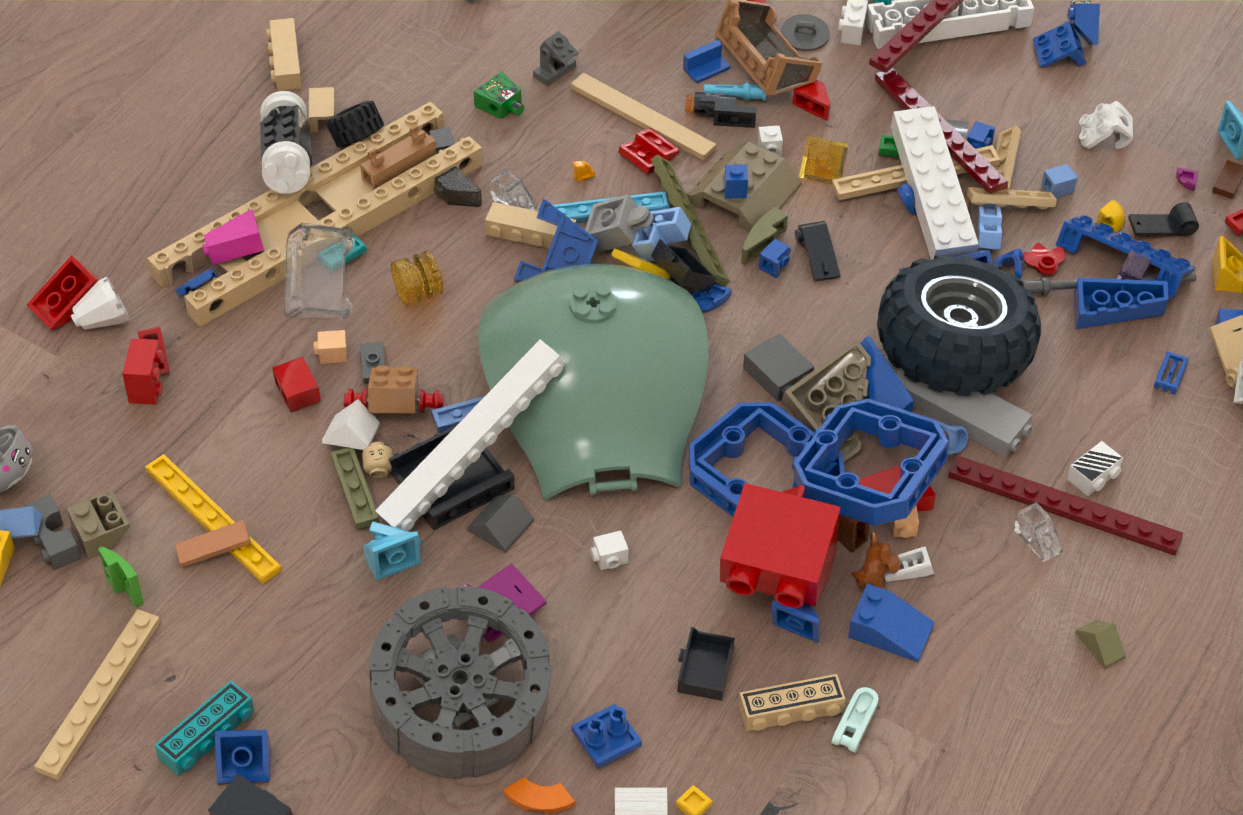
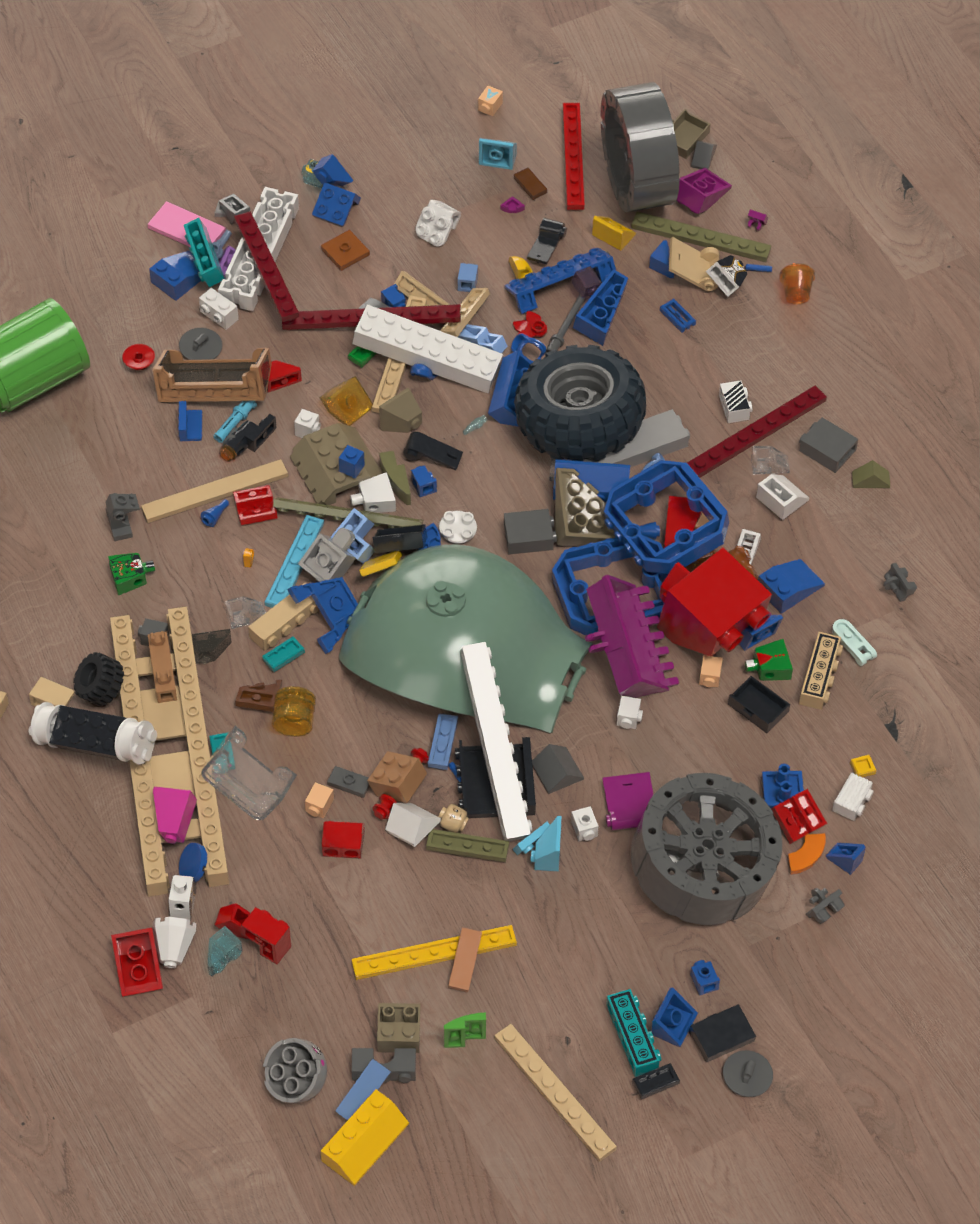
camera: 60 degrees left, 5 degrees up
(109, 349) = (222, 949): none -> clear light blue slope
(153, 292) = (182, 892): none -> white torso
(157, 776) = (656, 1081): none -> black plate
(313, 765) = (704, 977): none -> blue brick
(421, 241) = (258, 696): none -> reddish brown wing
(442, 572) = (584, 824): none -> white brick
(487, 246) = (283, 654): none -> teal plate
(578, 763) = (798, 816): none -> red slope
(612, 125) = (210, 516): none -> blue cone
(691, 500) = (628, 637): none -> magenta piece
(715, 601) = (710, 671): none -> light nougat brick
(727, 229) = (375, 495): none -> white torso
(741, 310) = (458, 526): none -> white dish
(770, 651) = (771, 662): none -> green torso
(839, 200) = (400, 413): none -> dark tan slope
(857, 464) = (650, 530): none -> blue cone
(884, 270) = (475, 424): none -> clear light blue piece
(979, 722) = (897, 581): none -> dark grey hips
(1003, 563) = (780, 495): none -> white slope
(1011, 80) = (345, 250): none -> dark orange plate
(1109, 579) = (828, 444): none -> dark grey brick

